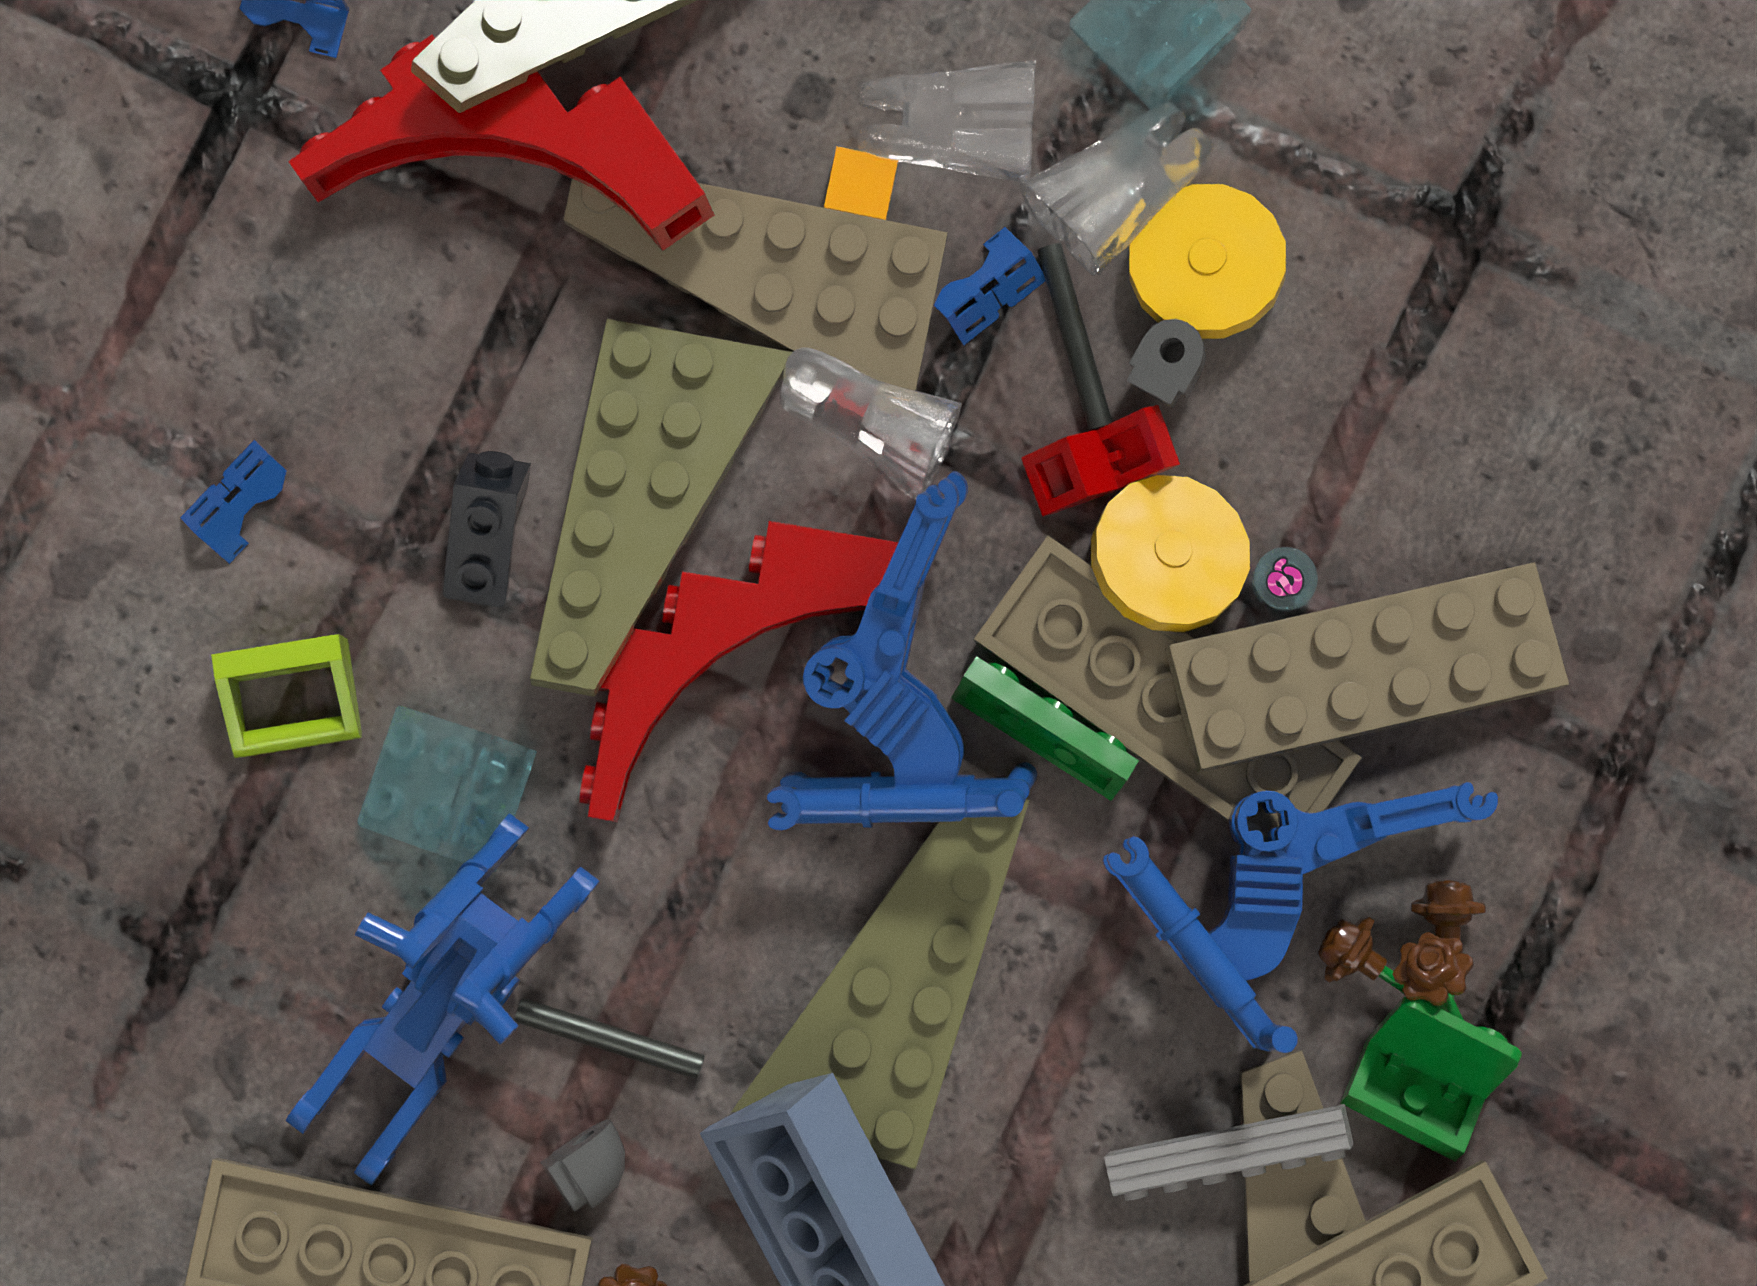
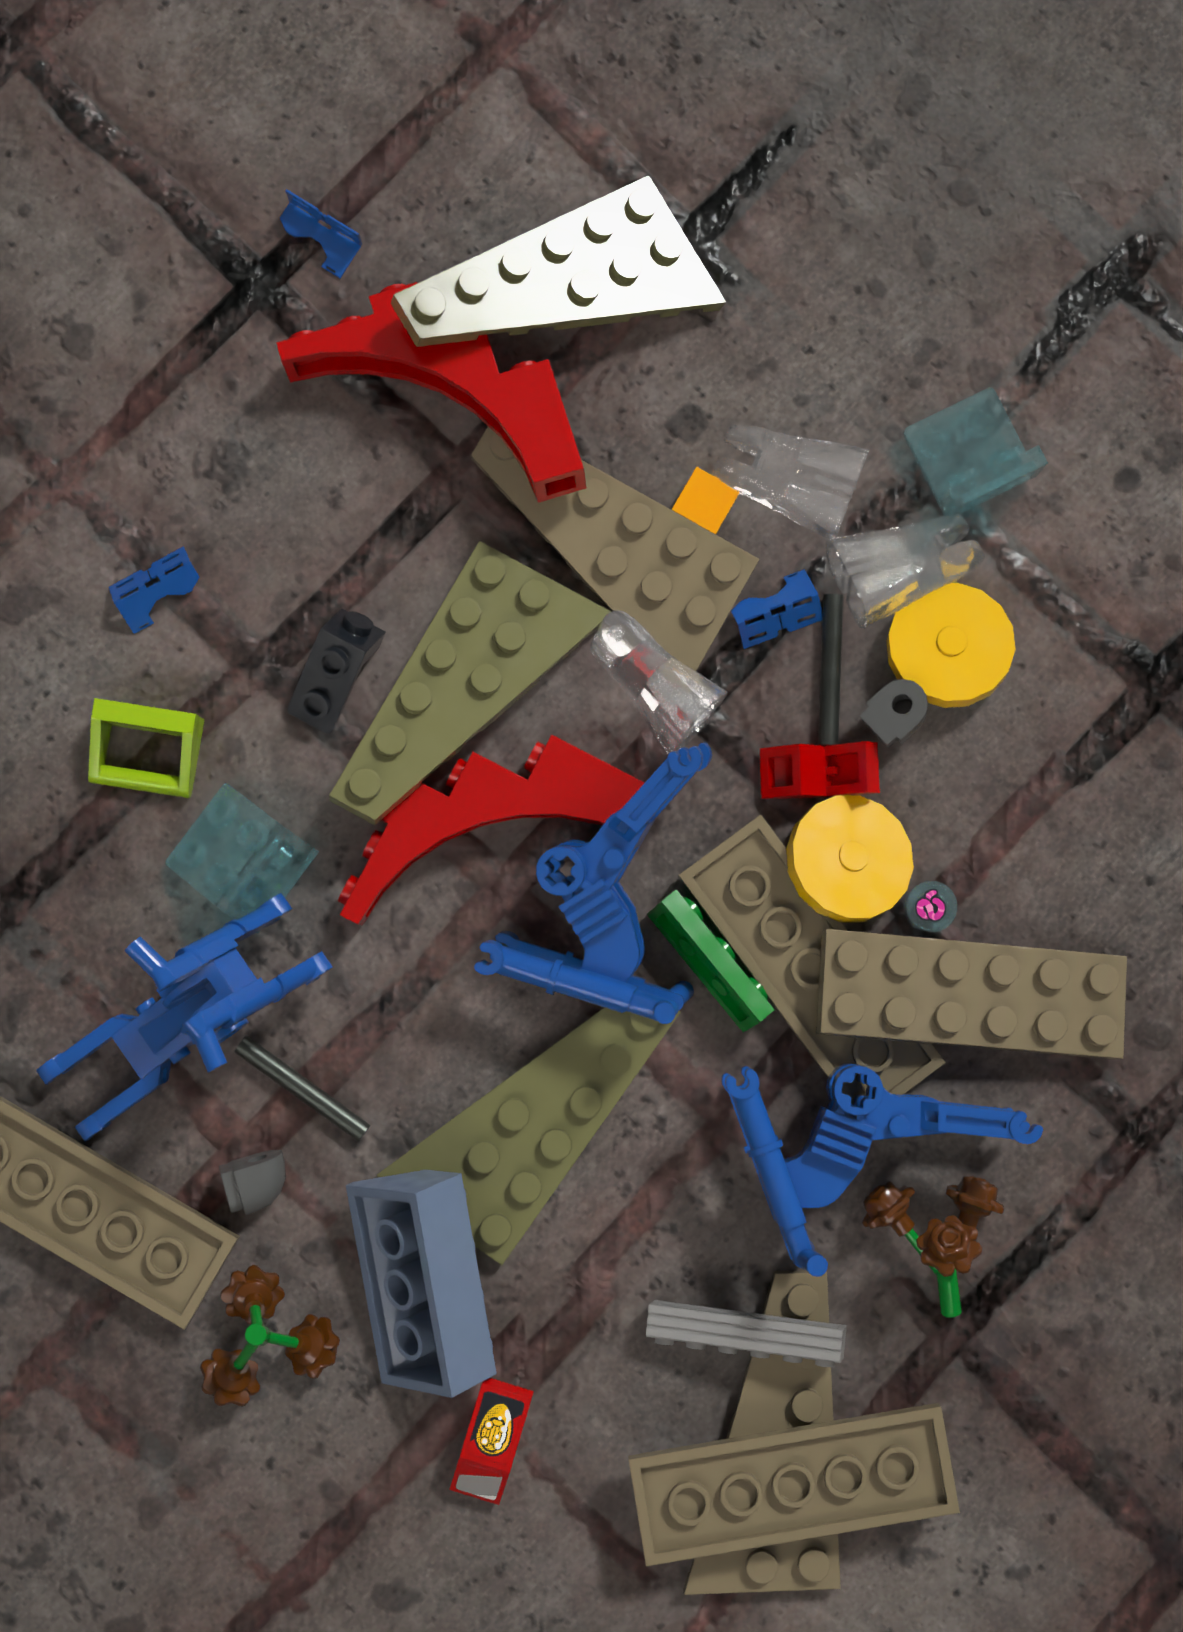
camera: 15 degrees right, 0 degrees up
(1429, 1075) = (918, 1324): green bracket -> none

